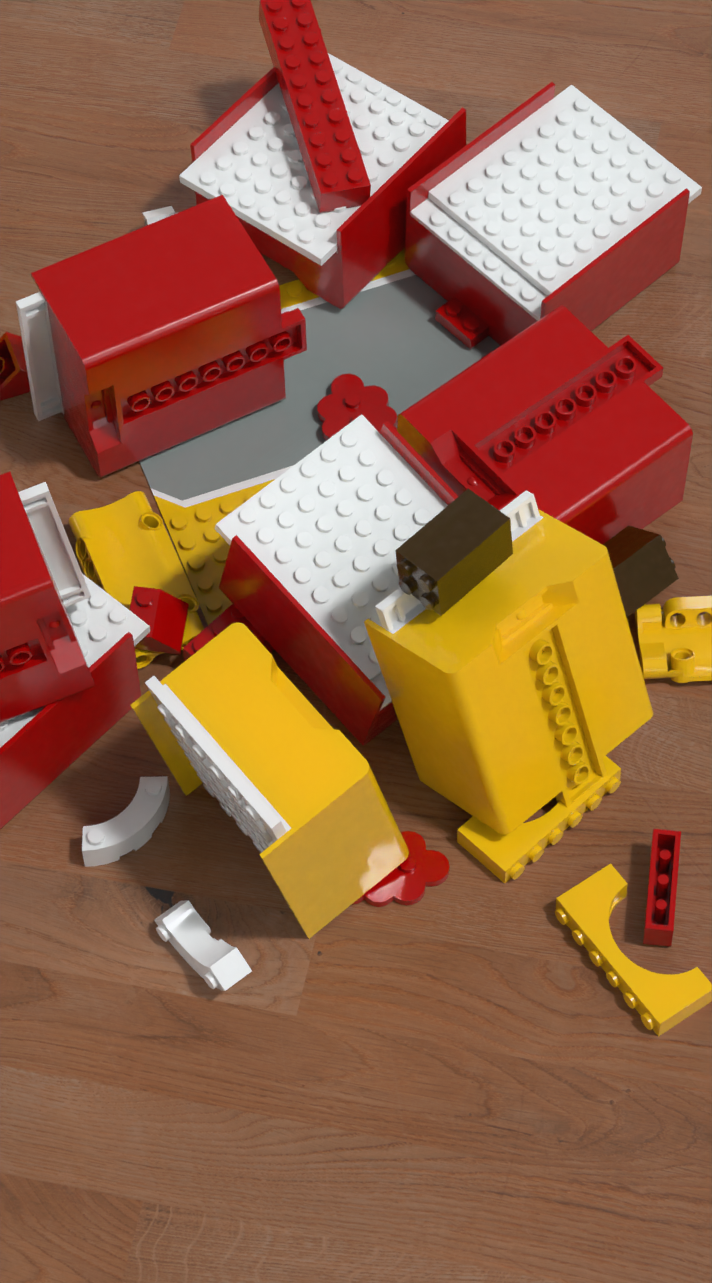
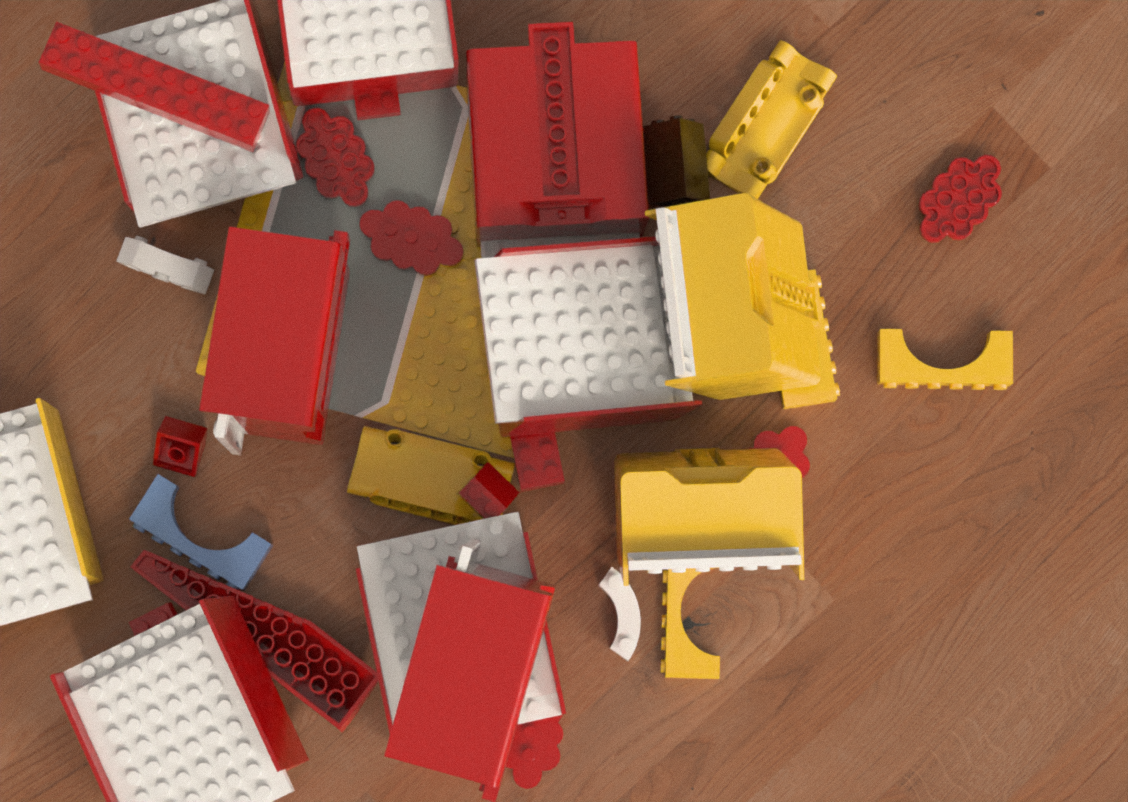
camera: 60 degrees left, 25 degrees up
(212, 959) = (751, 628): white brick -> none
(217, 849) = (681, 655): none -> yellow arch
(384, 321) = (335, 157): none -> red plate
(454, 552) = (686, 299): dark brown brick -> none
(662, 887) = (918, 308): red brick -> none

